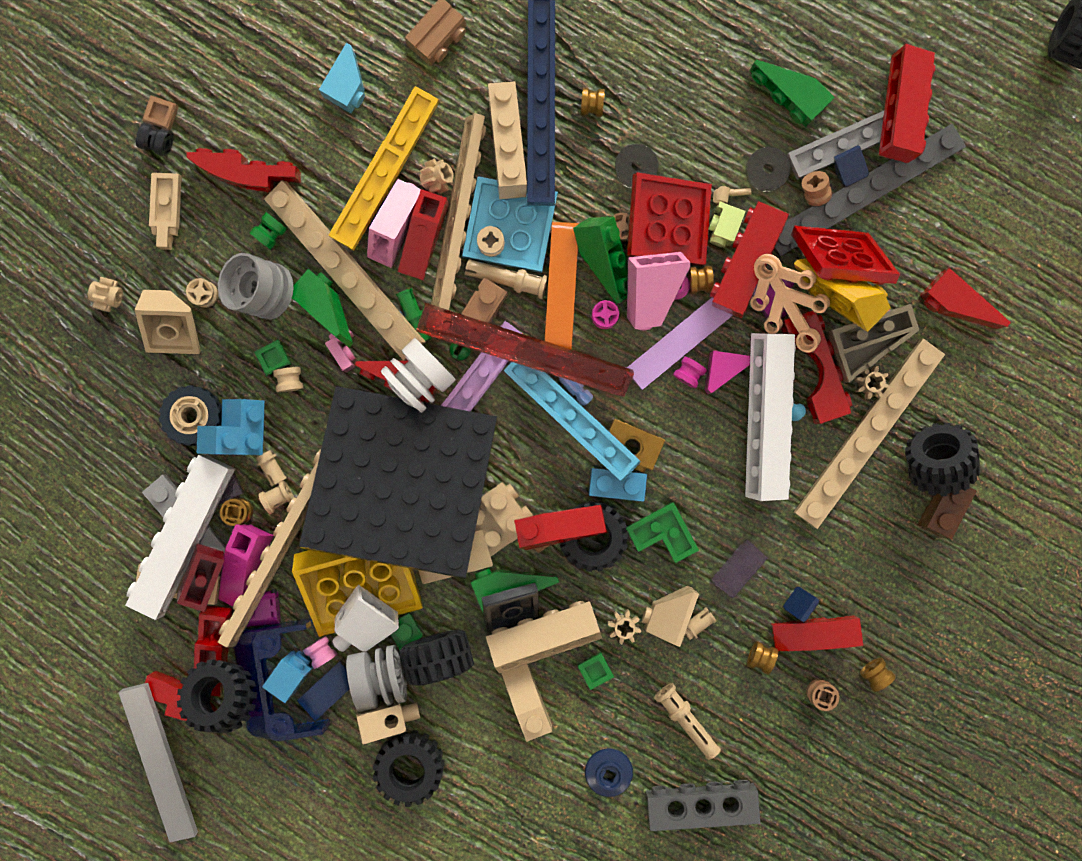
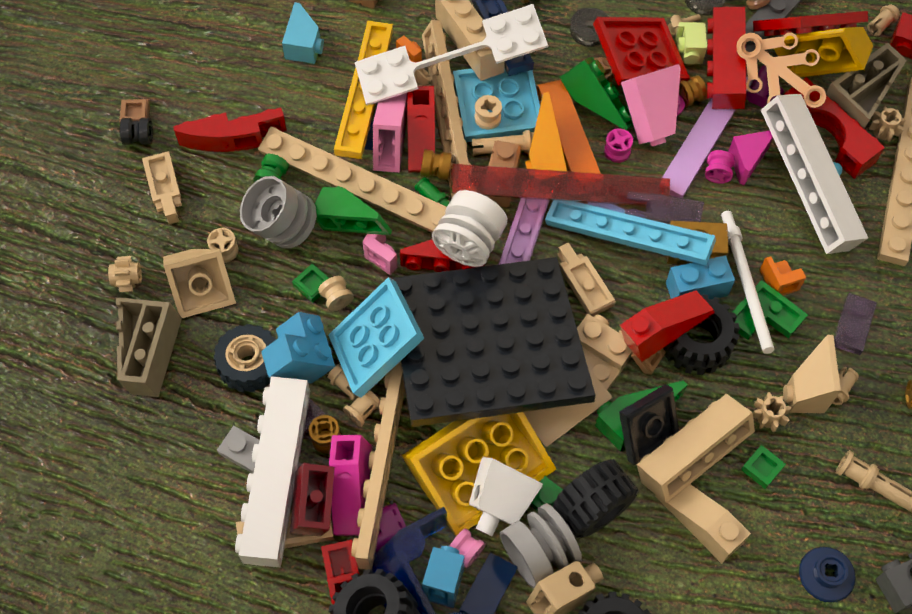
camera: 25 degrees left, 25 degrees down
(103, 375) = (145, 343): none -> dark tan wedge
(301, 446) = (375, 337): none -> medium azure plate
(420, 280) = (436, 164): none -> pearl gold wheel
(445, 138) = (413, 49): none -> orange plate
(515, 445) = (584, 281): none -> tan hinge
(529, 306) = (546, 146): none -> light orange slope
(535, 177) = (506, 35): none -> white hinge
(616, 404) = (666, 208): none -> hinge
(670, 448) = (734, 240): none -> white bar
(695, 502) = (781, 276): none -> orange panel
(931, 262) = (887, 16): none -> tan pin

